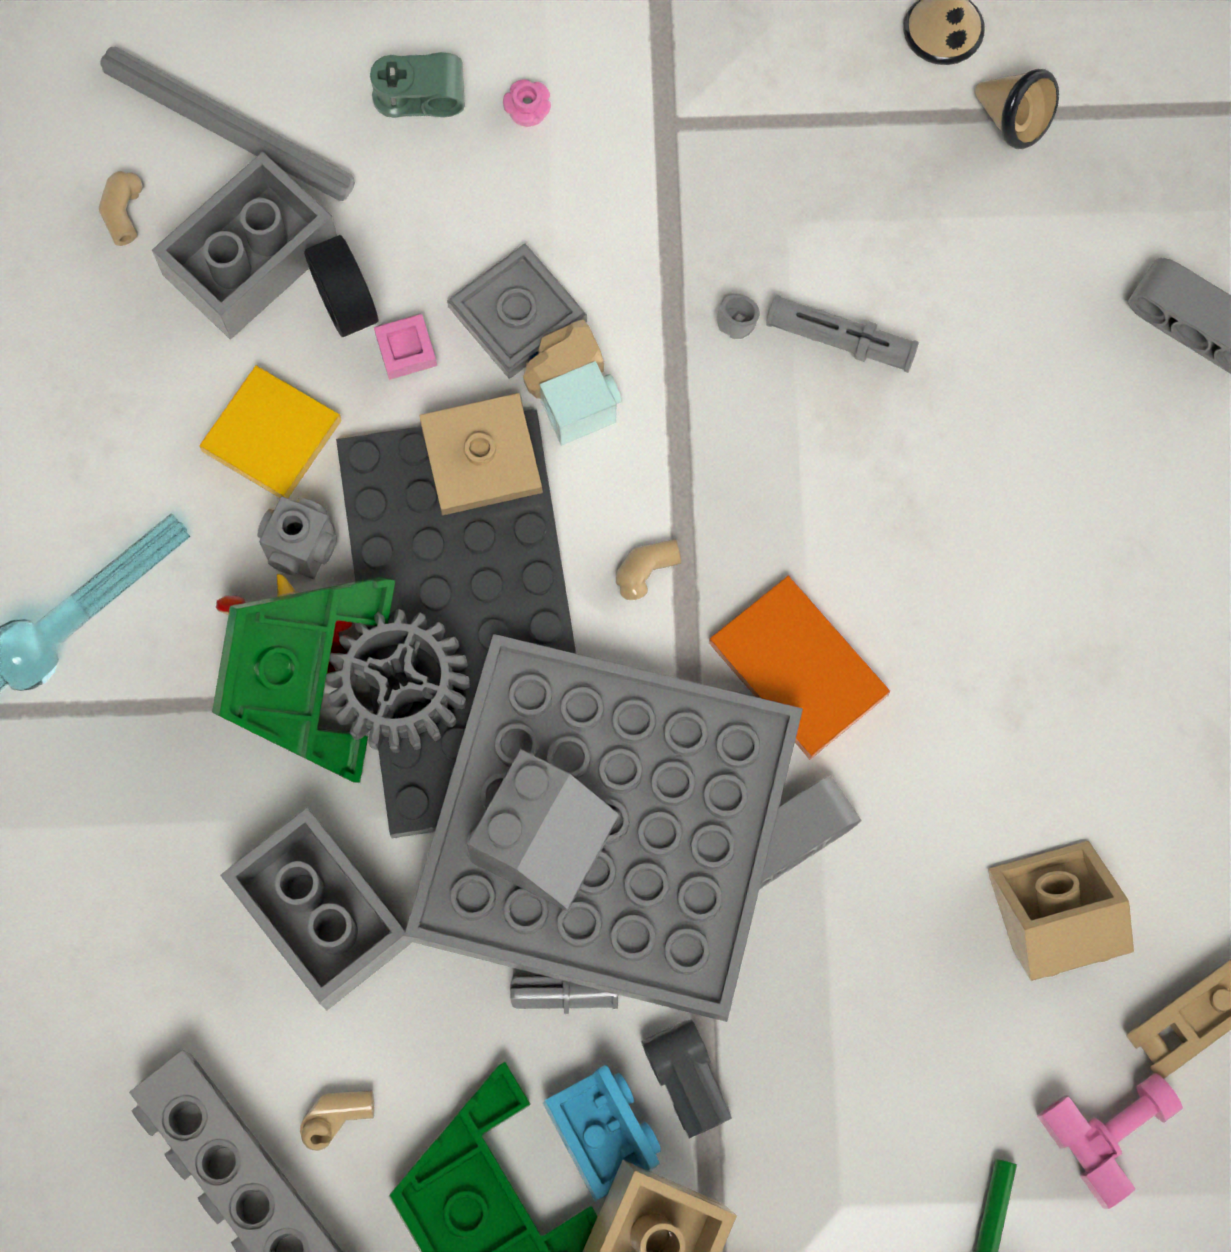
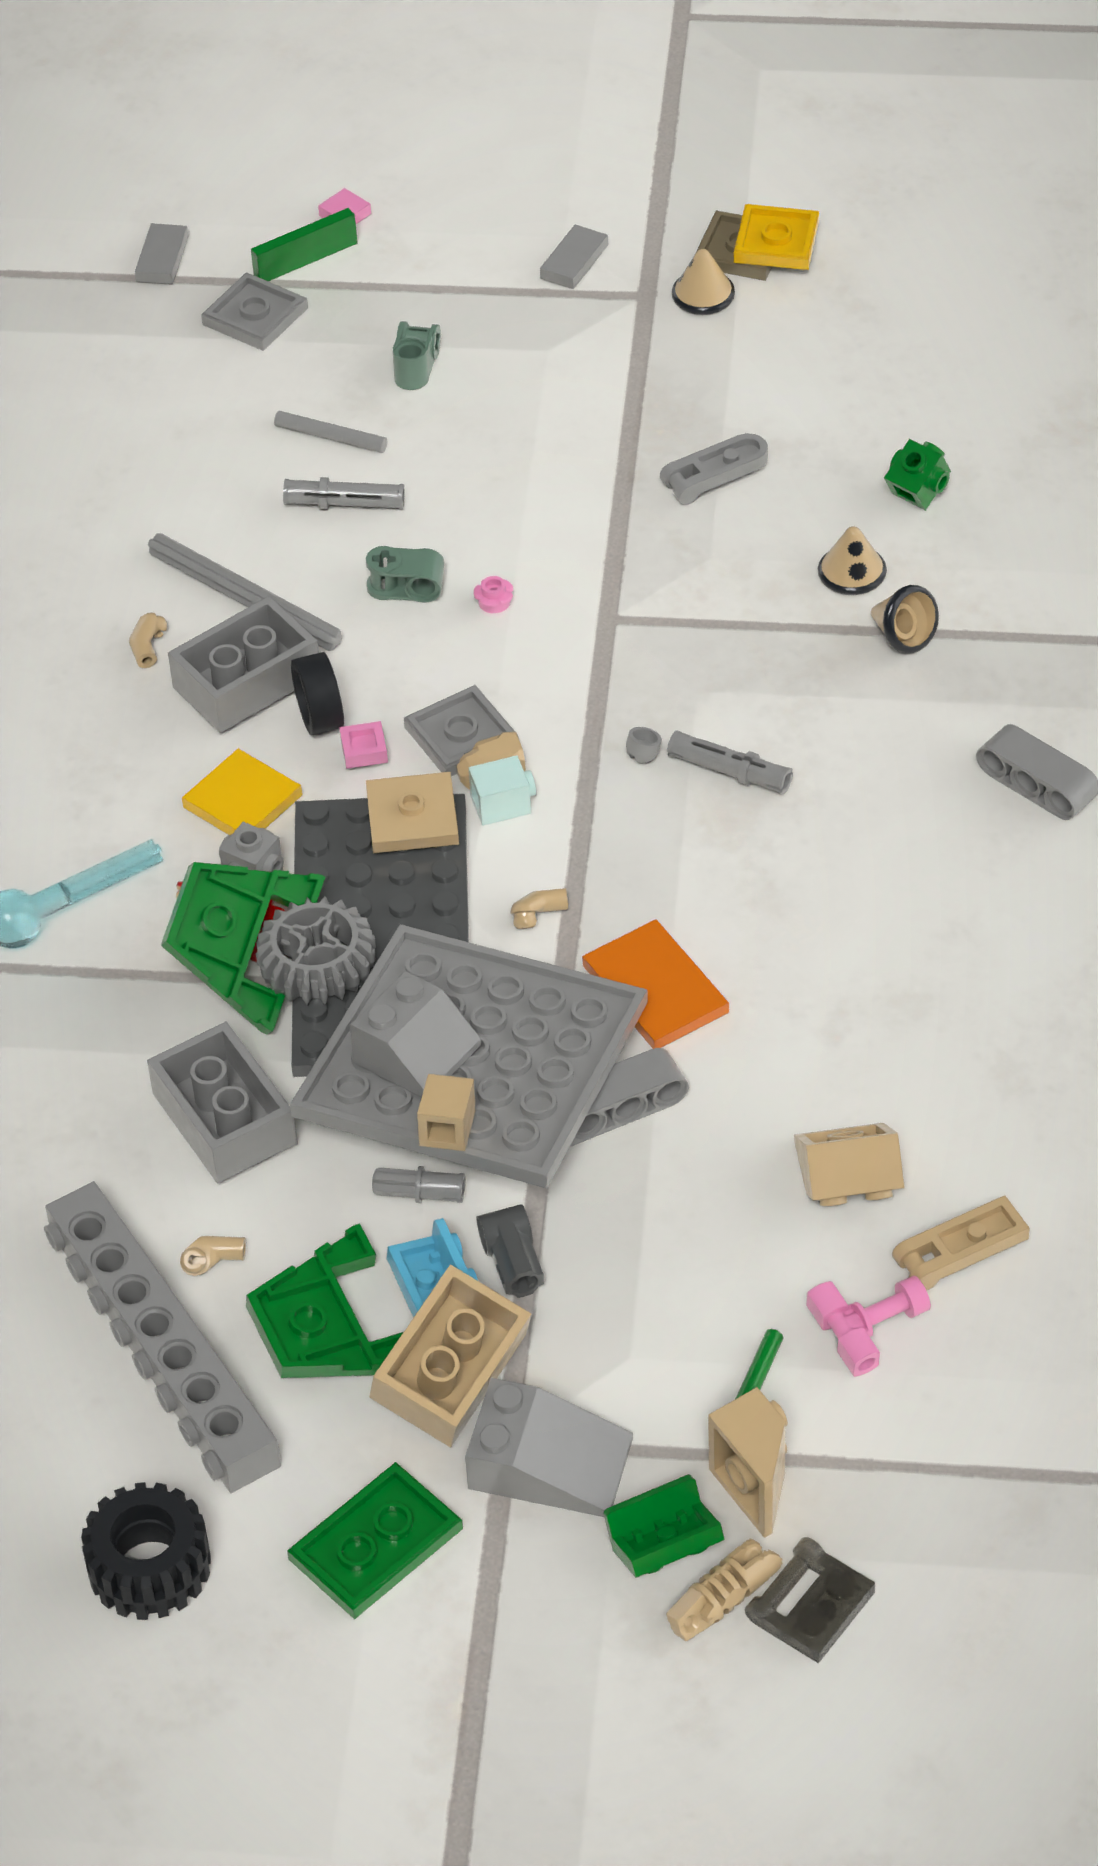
camera: 10 degrees right, 25 degrees down
(598, 945) = (446, 1112): none -> tan brick

